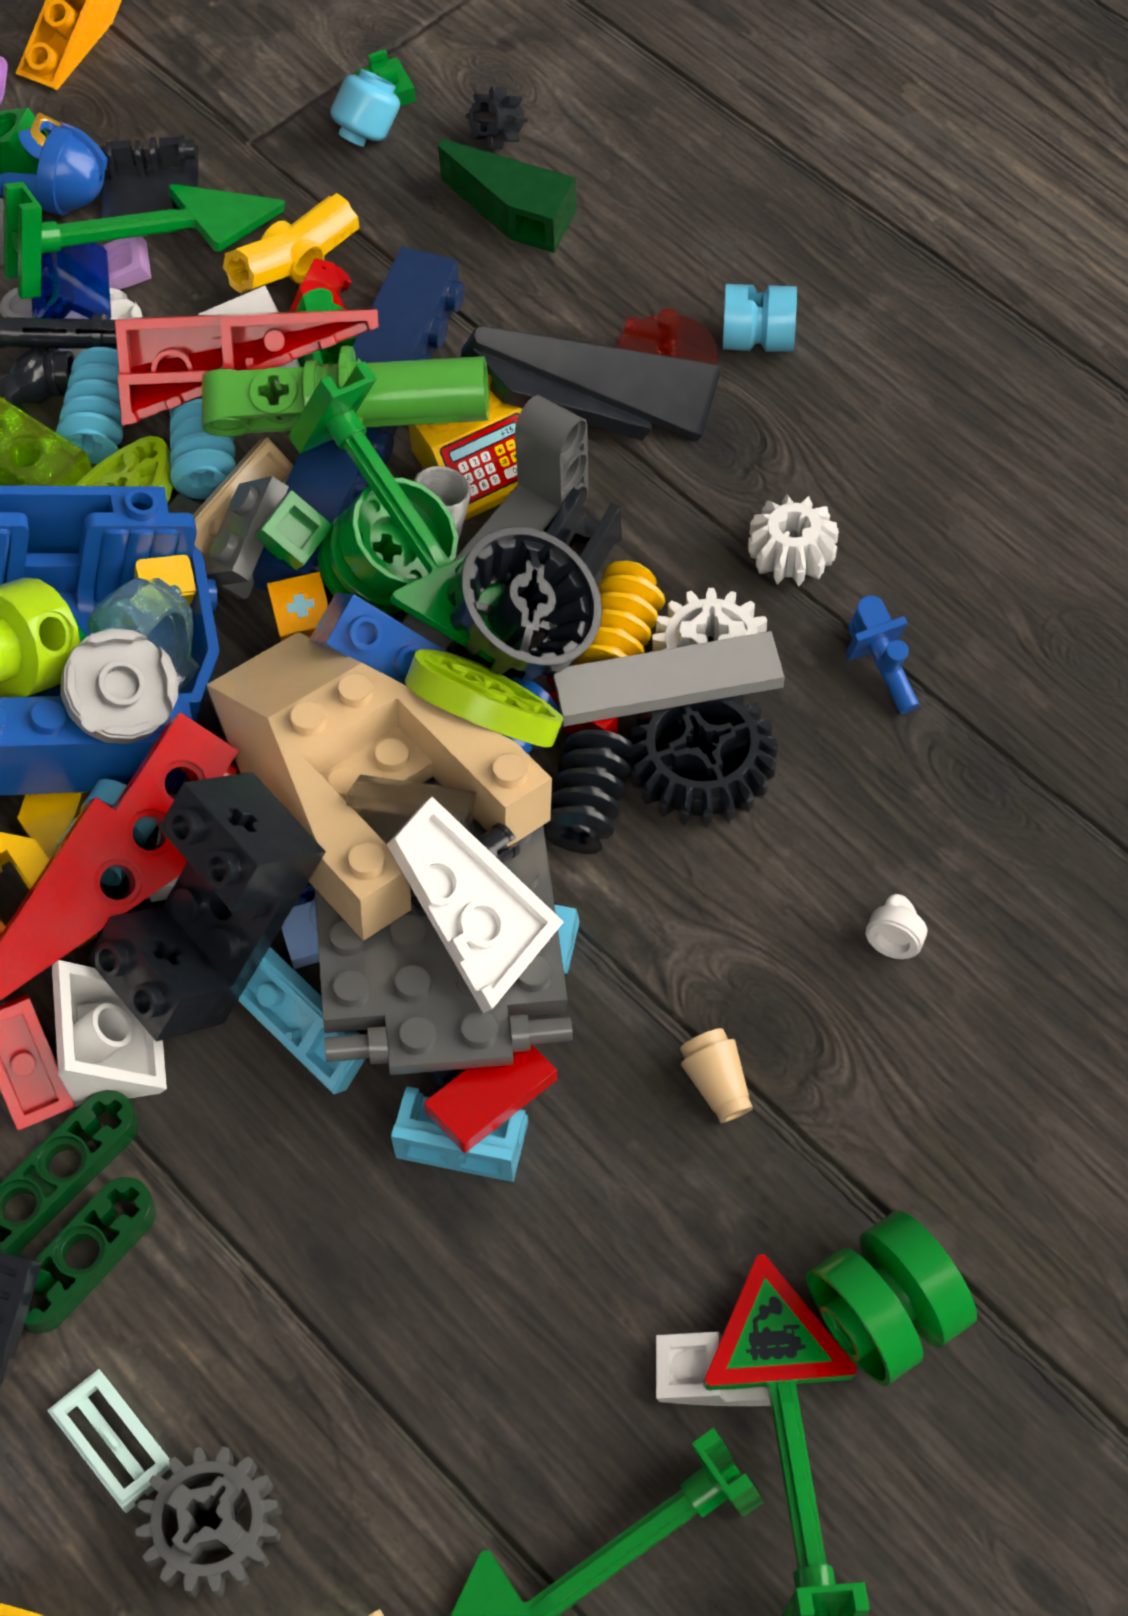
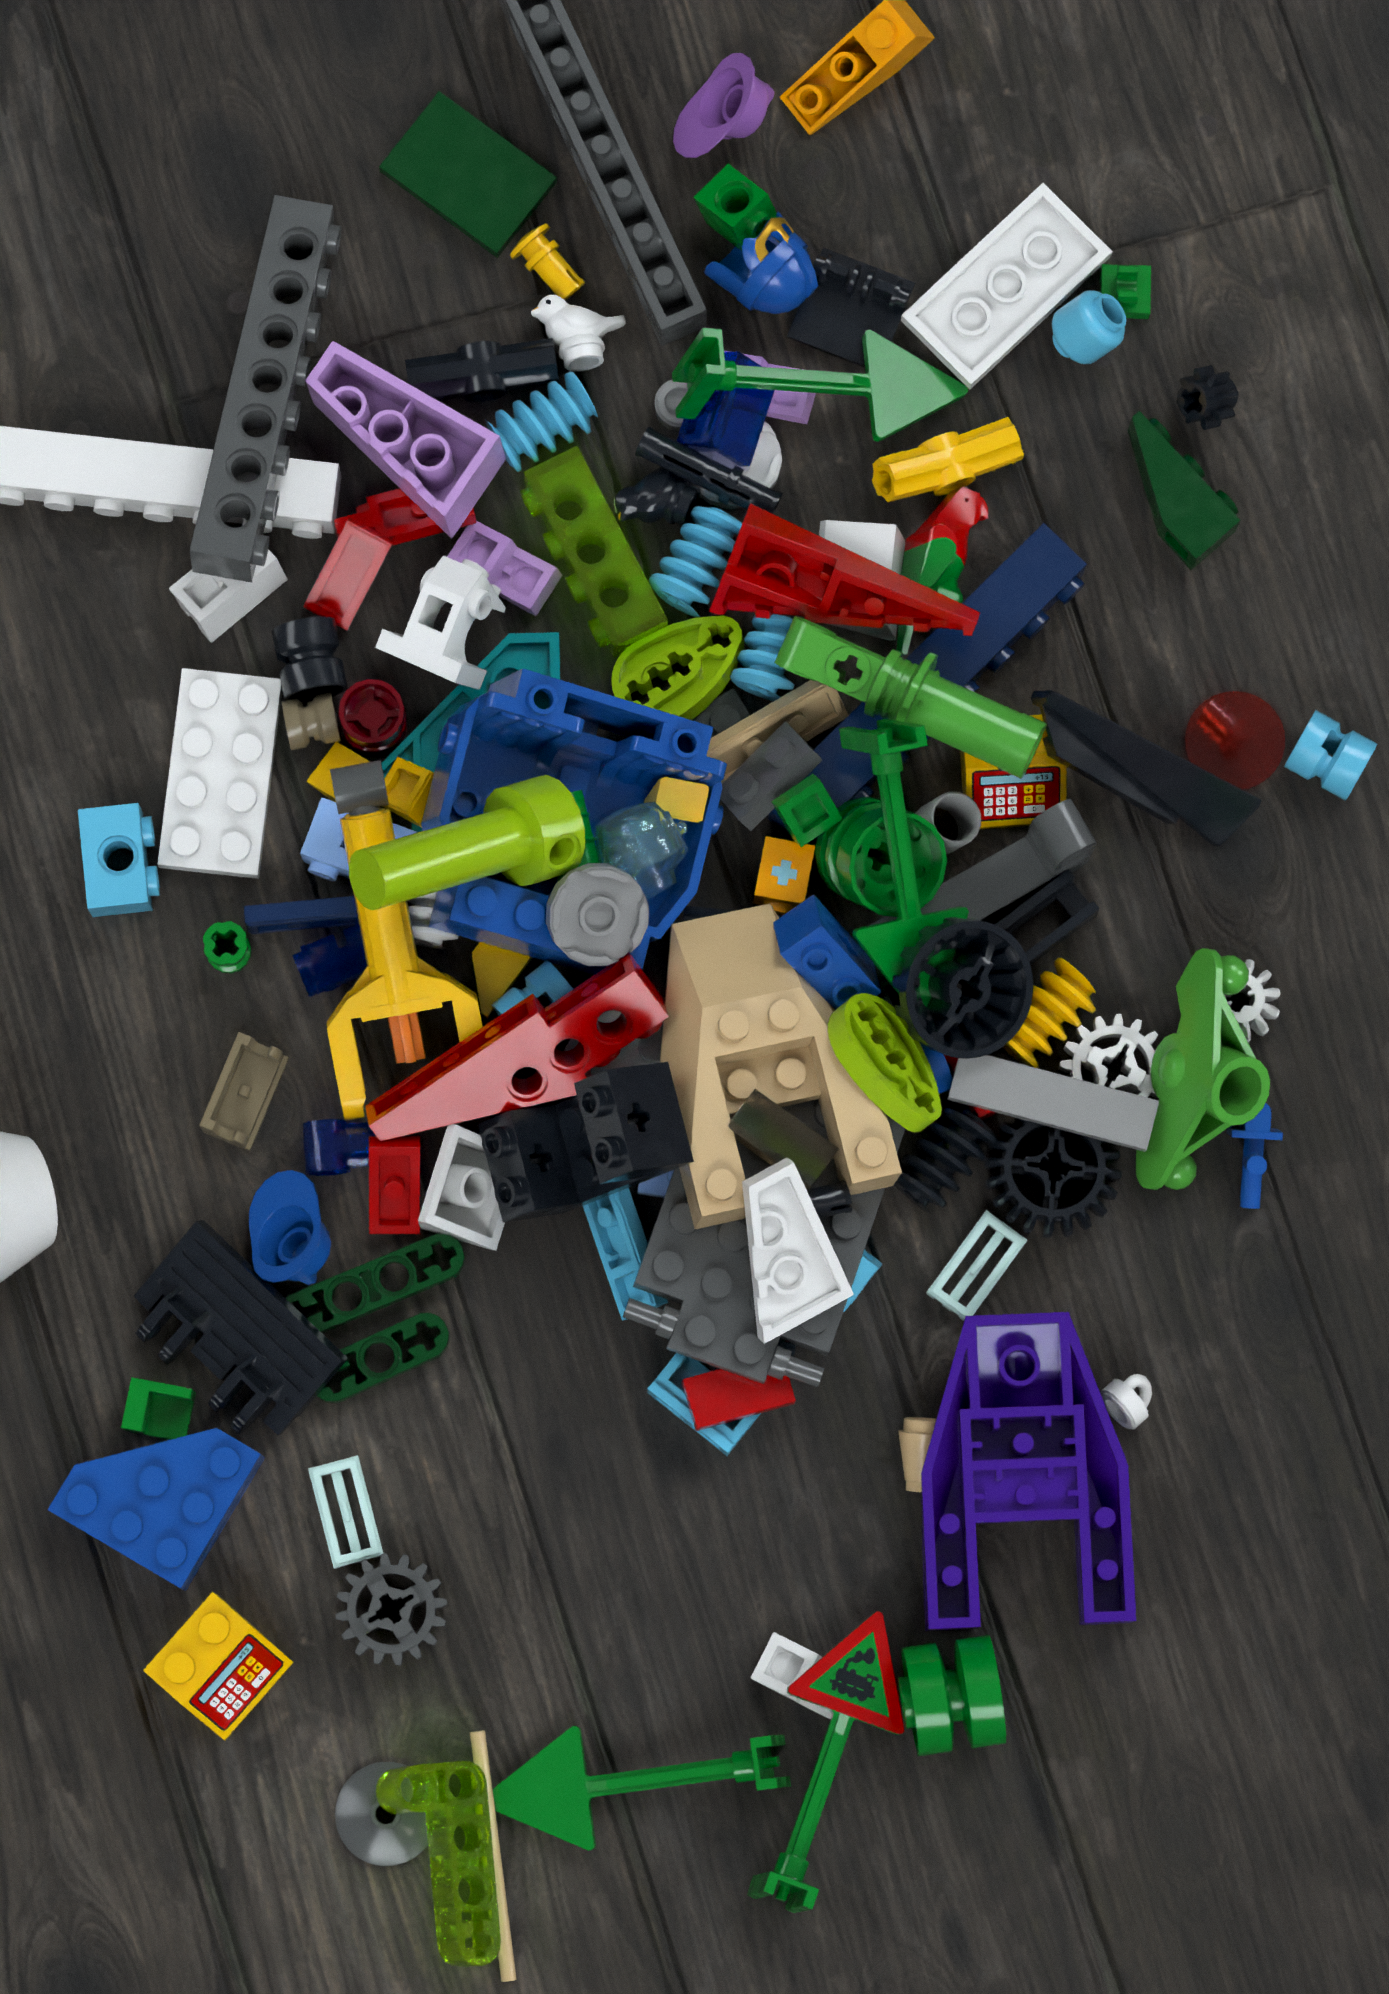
camera: 20 degrees right, 20 degrees up
(276, 117) = (1006, 286): none -> white plate
(669, 920) = (951, 1301): none -> light aqua tile
(800, 591) = (1201, 1073): none -> bright green piece
(820, 1001) = (1024, 1443): none -> dark purple wedge

